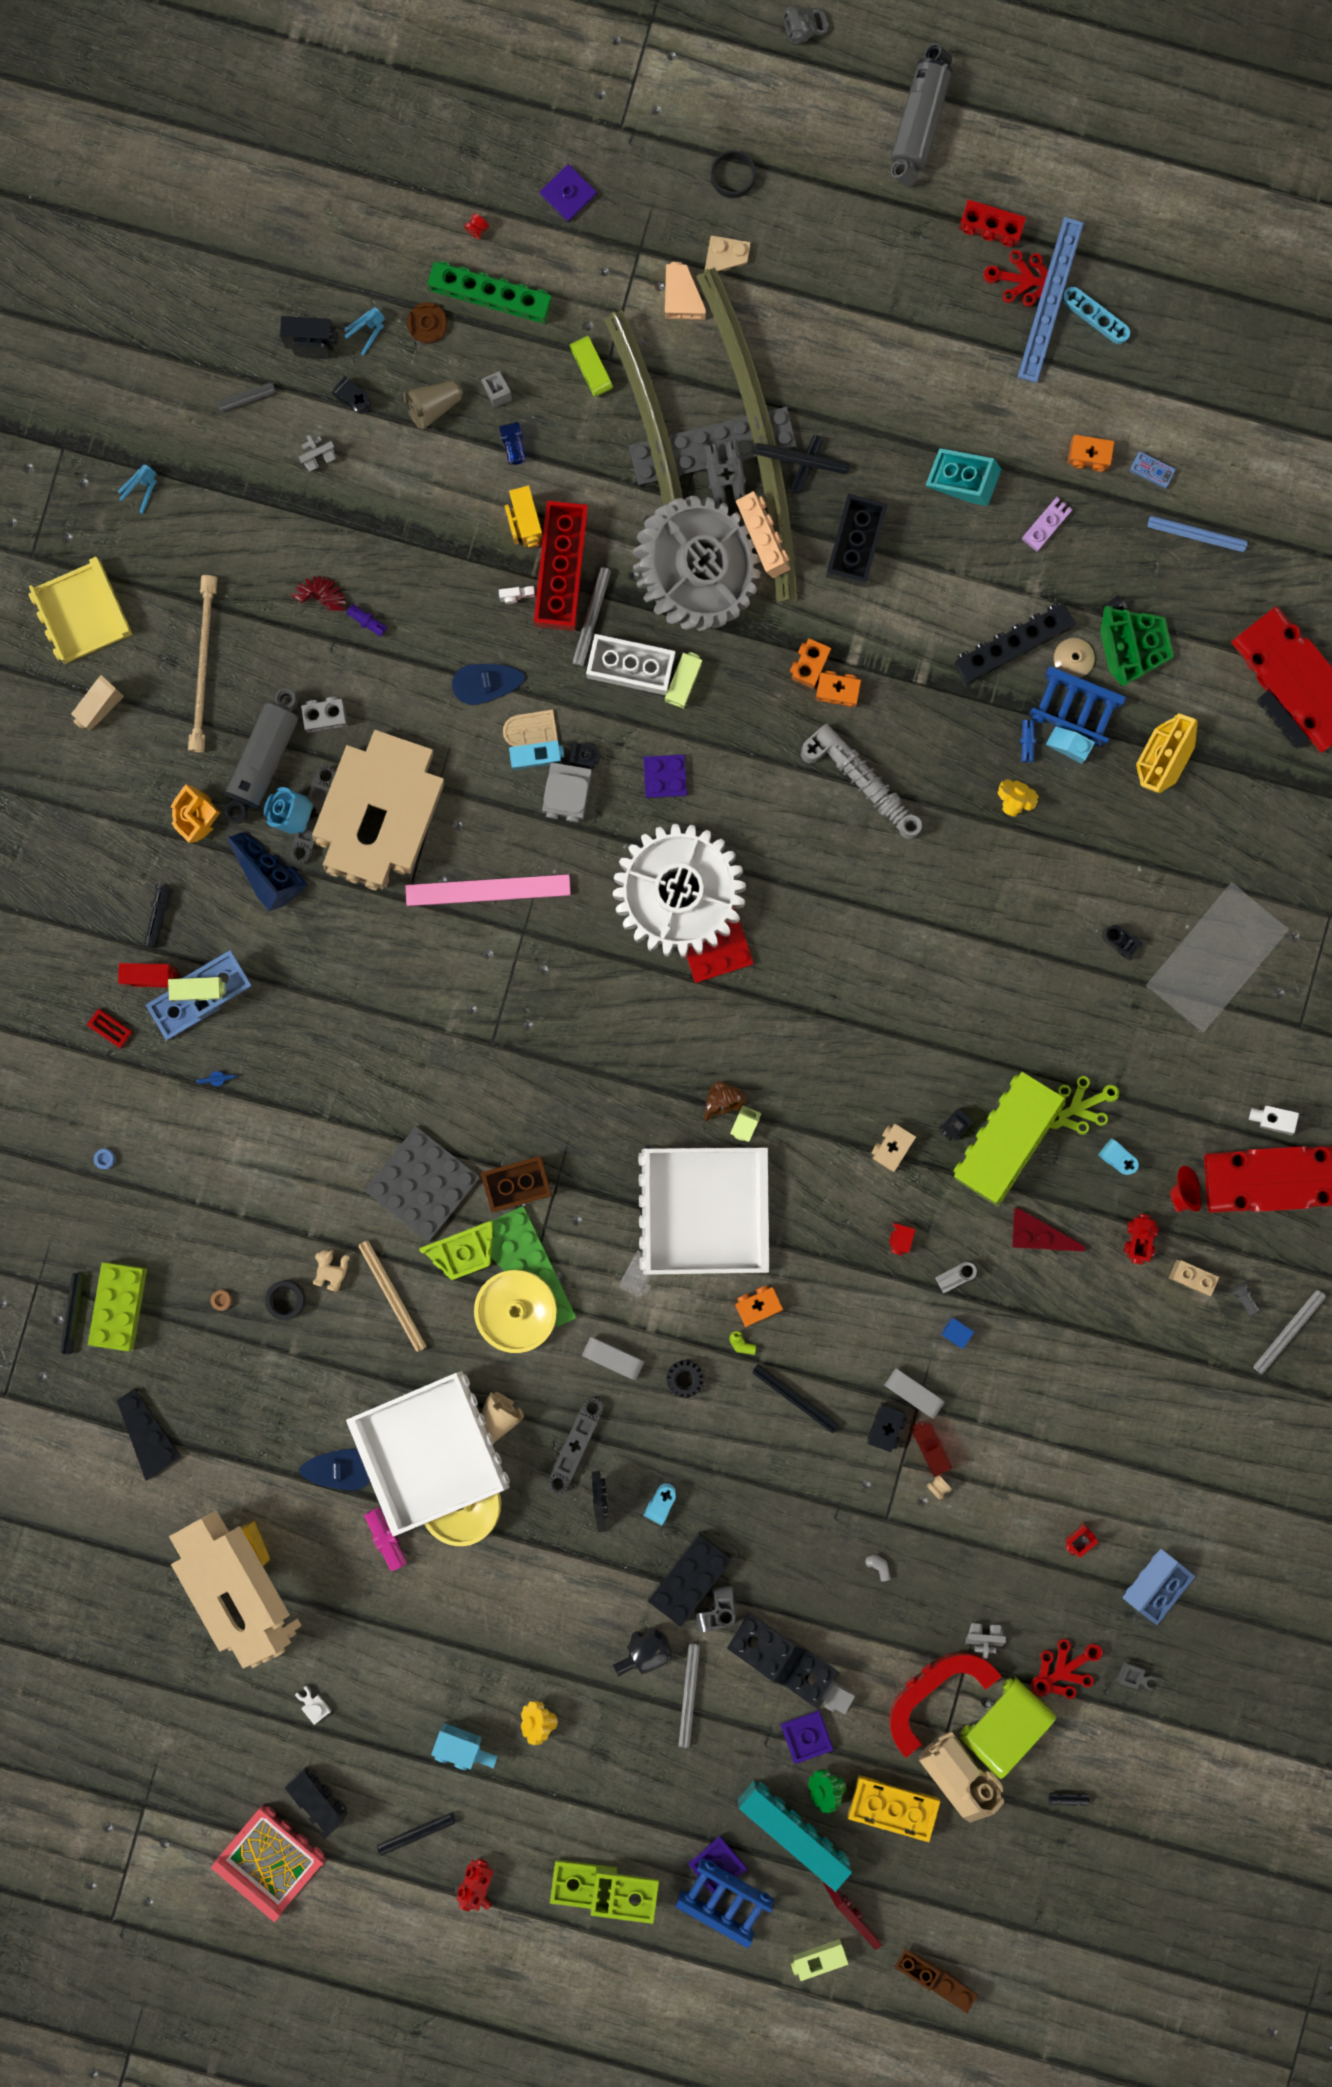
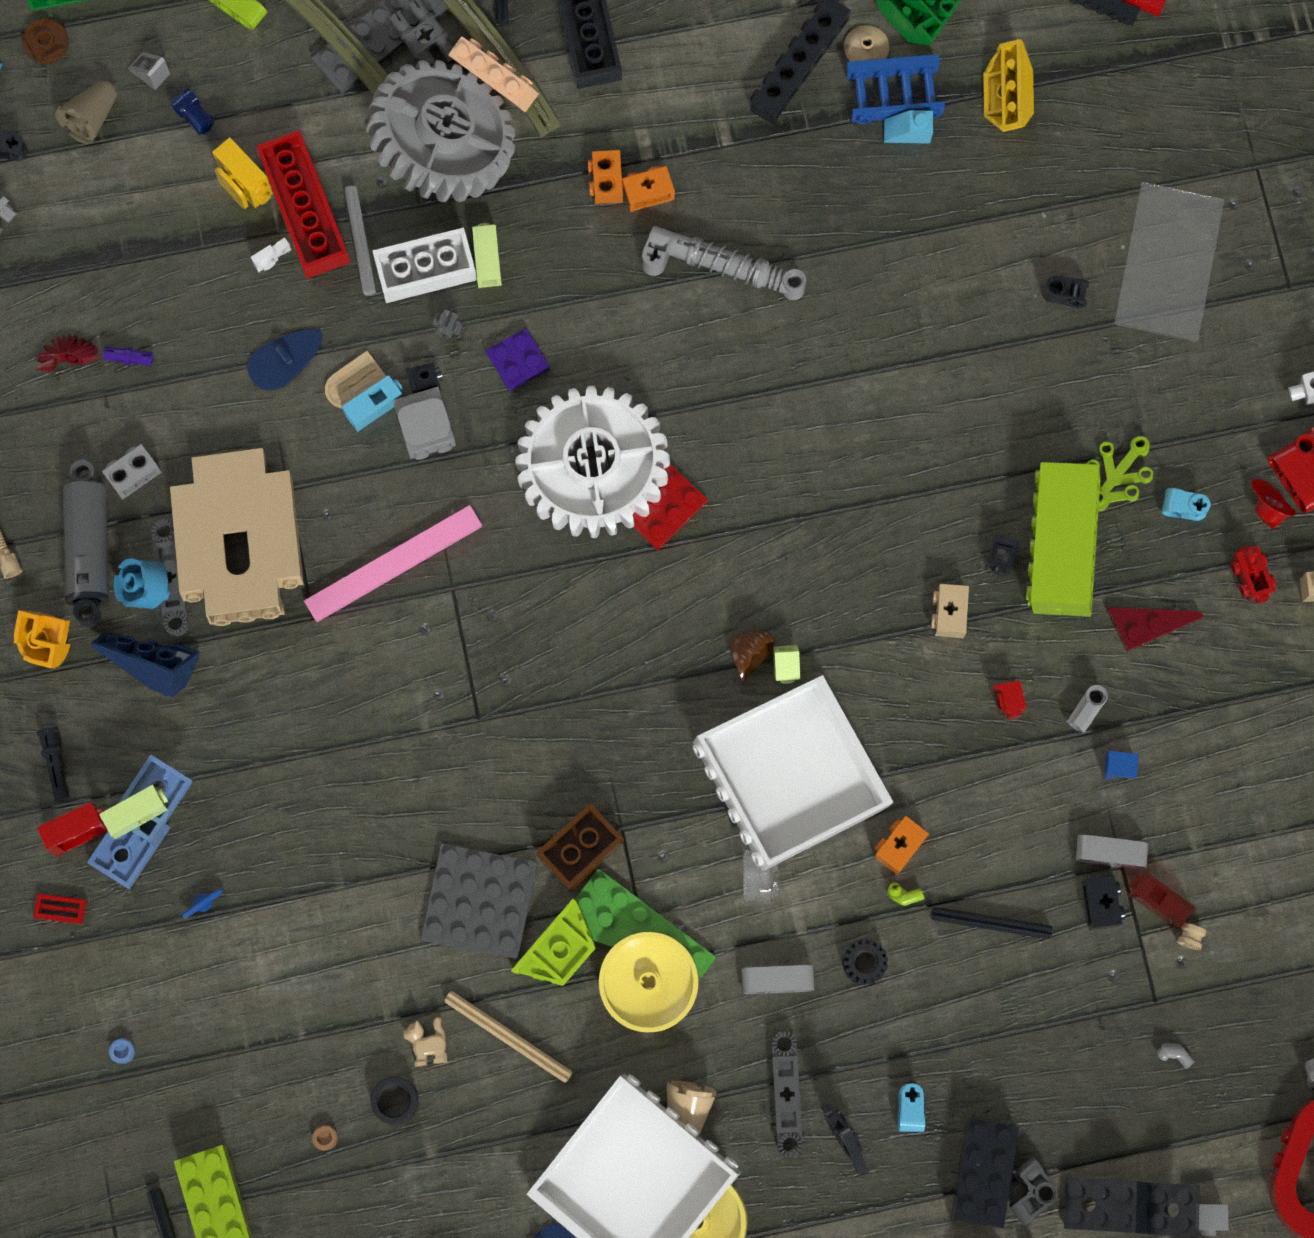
camera: 30 degrees left, 10 degrees down
(624, 721) = (447, 324): none -> dark grey gear
(1016, 797) = (884, 203): yellow plant -> none
(1028, 741) = (865, 146): blue pin -> none

